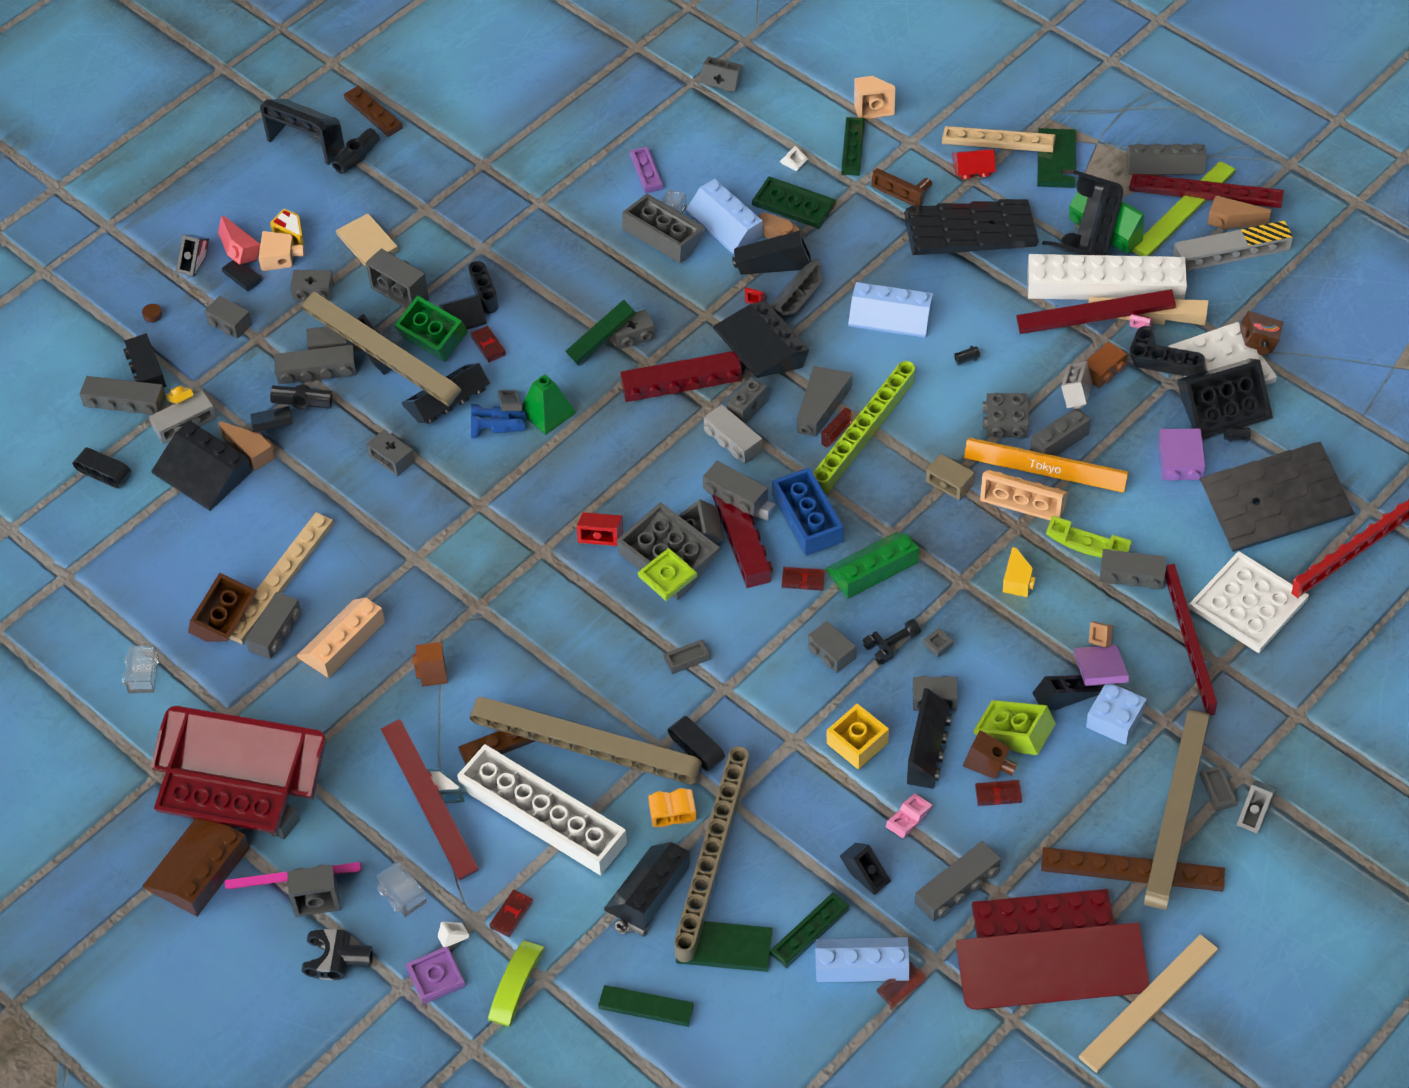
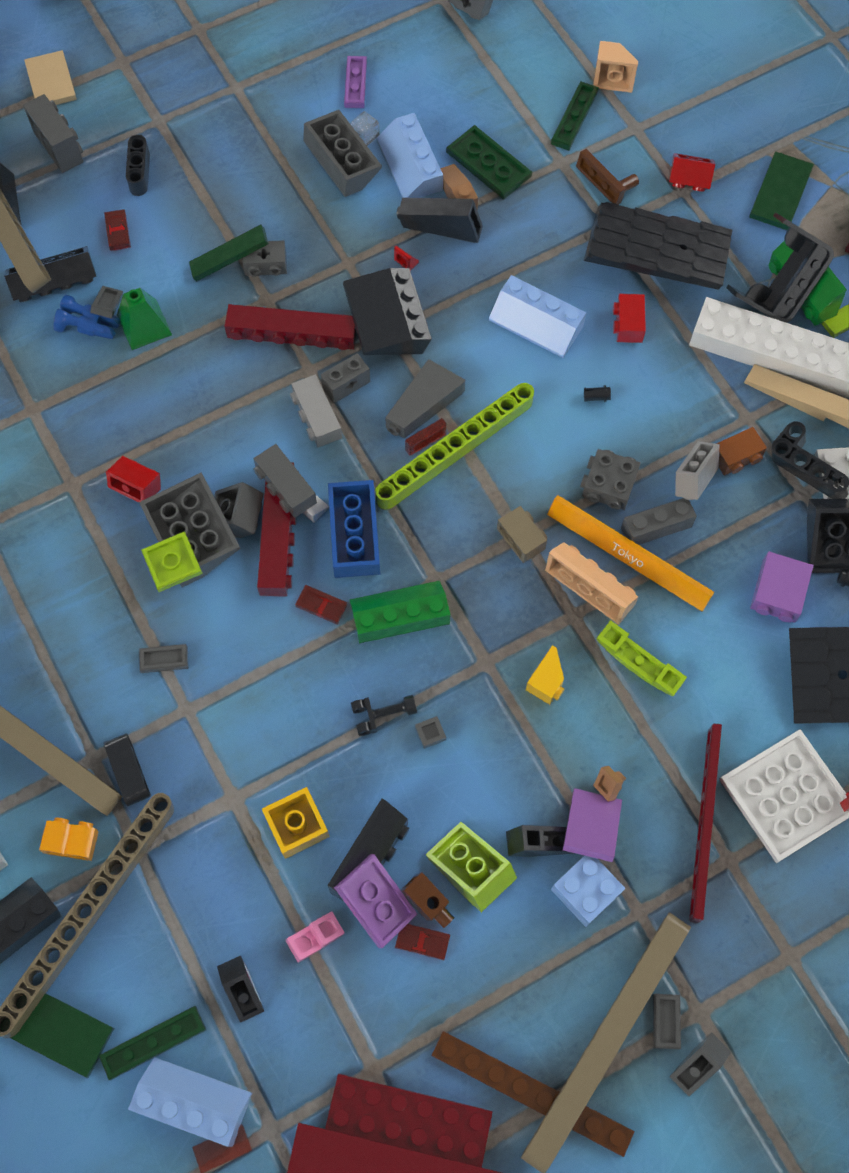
camera: 15 degrees right, 15 degrees up
(431, 328) = (62, 197): green brick -> none
(467, 310) = (106, 189): black slope -> none
(794, 159) = (509, 113): white slope -> none
(798, 289) = (450, 264): dark grey brick -> none
(831, 647) = (315, 700): dark grey brick -> none
(942, 686) = (402, 793): dark grey brick -> none
(950, 766) = (376, 901): none -> medium lavender tile
(958, 881) = (331, 1043): dark grey brick -> none
(970, 289) = (630, 318): none -> red brick
(998, 139) = (729, 152): tan tile -> none
(1095, 311) = (754, 385): dark red tile -> none
(1132, 569) = (675, 712): dark grey brick -> none
(1138, 321) = (796, 413): bright pink slope -> none

